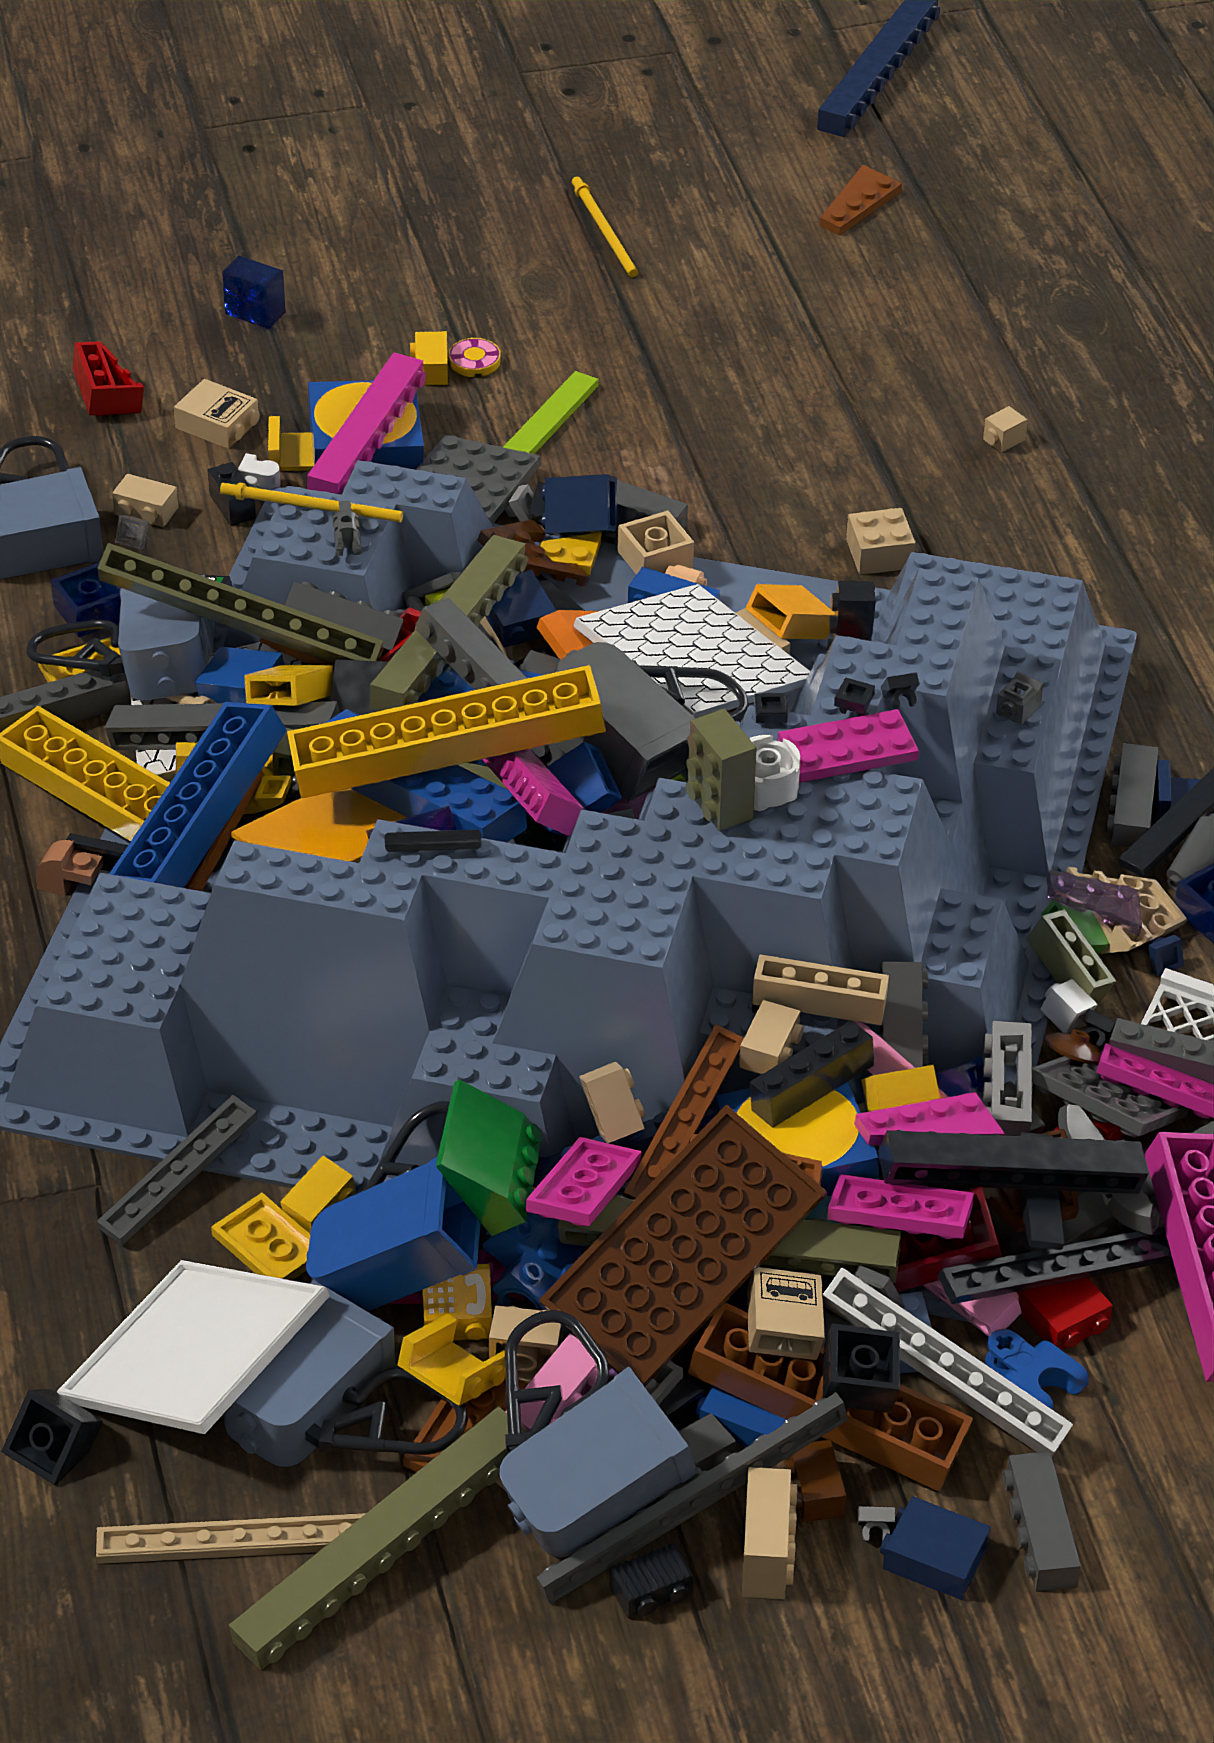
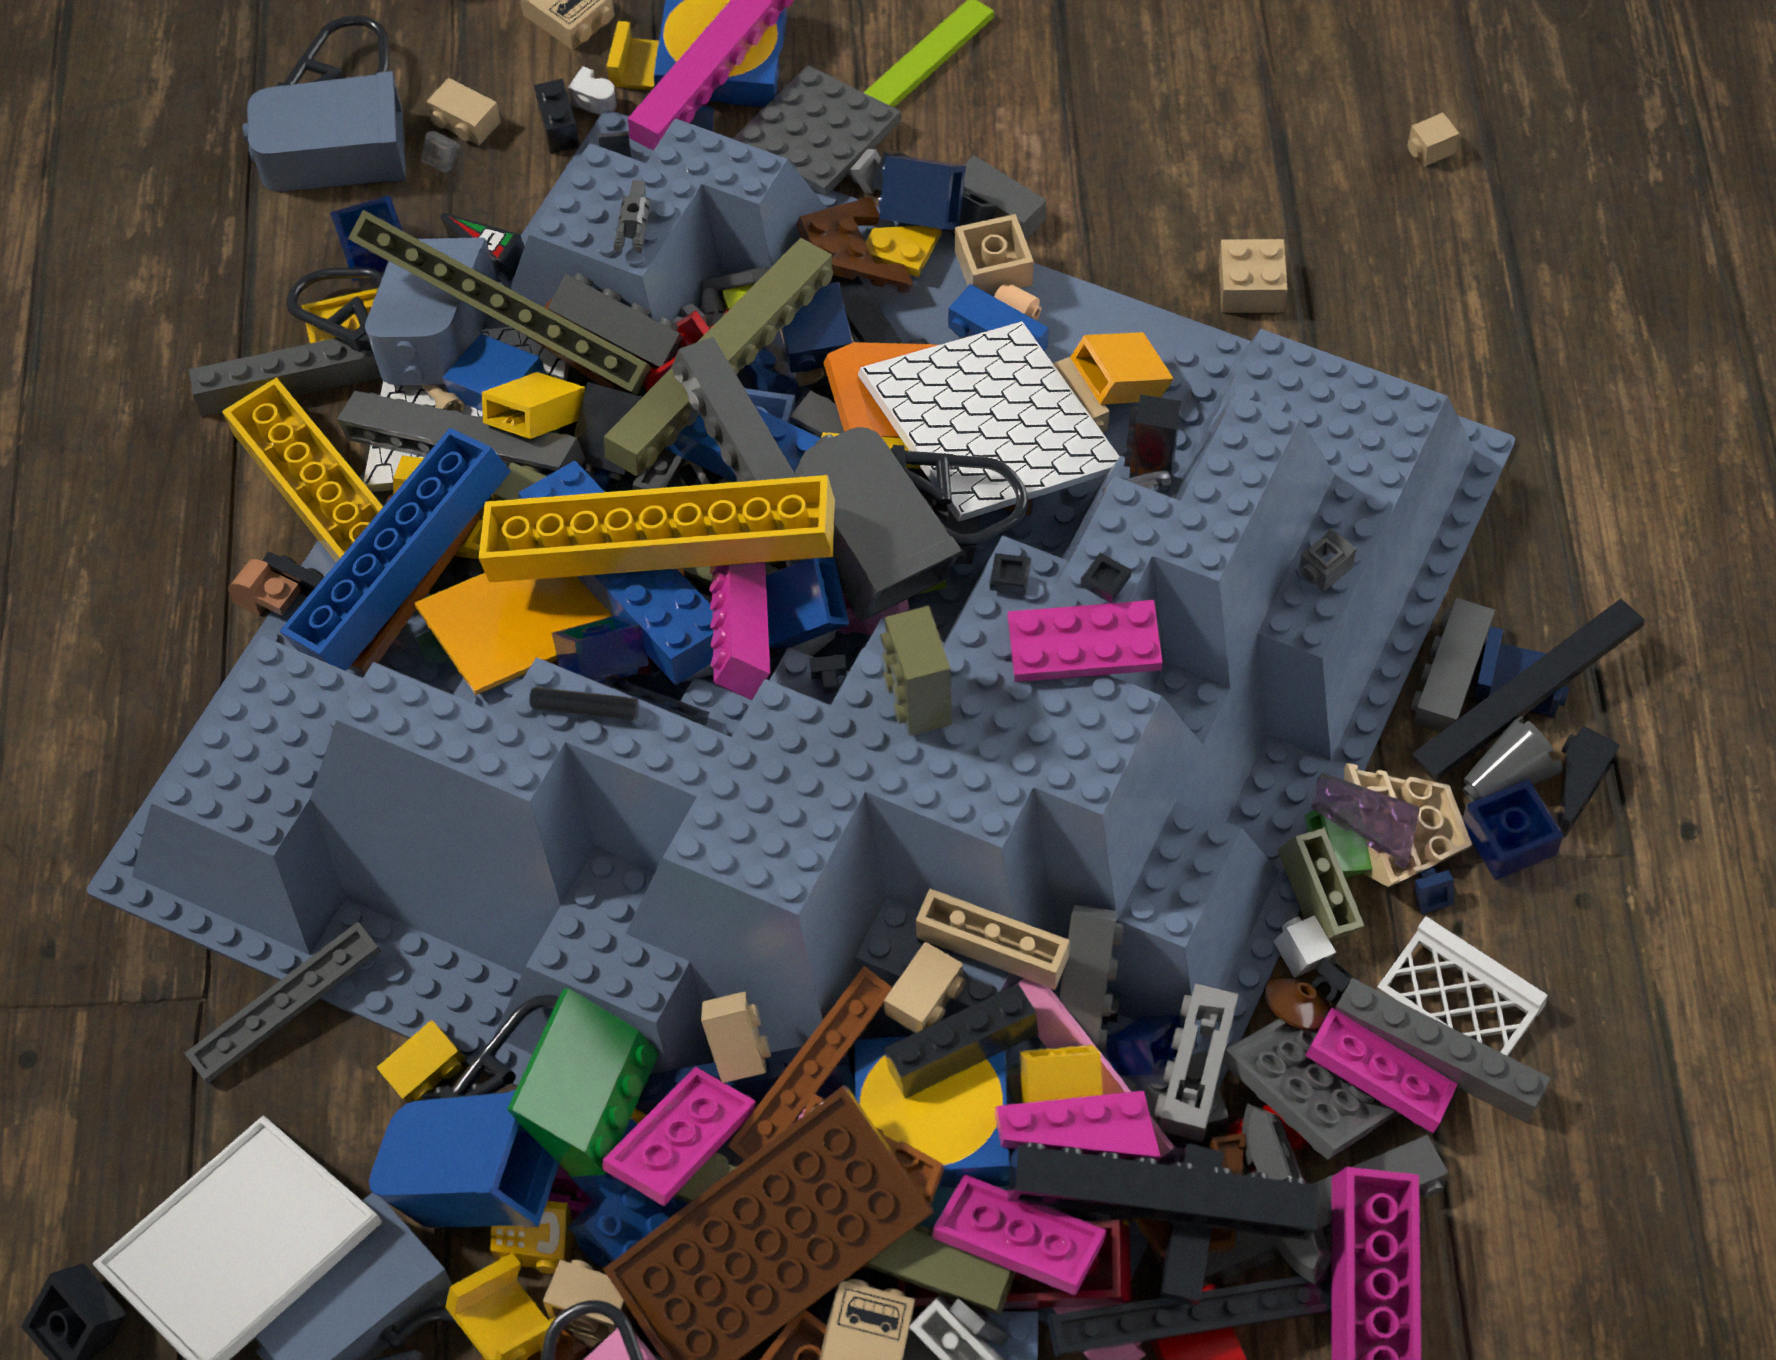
camera: 15 degrees right, 15 degrees up
(241, 491) = (536, 146): yellow bar -> none
(265, 1239) = (354, 1105): yellow plate -> none
(775, 772) = (980, 671): white brick -> none
(899, 686) = (1163, 570): black tile -> none

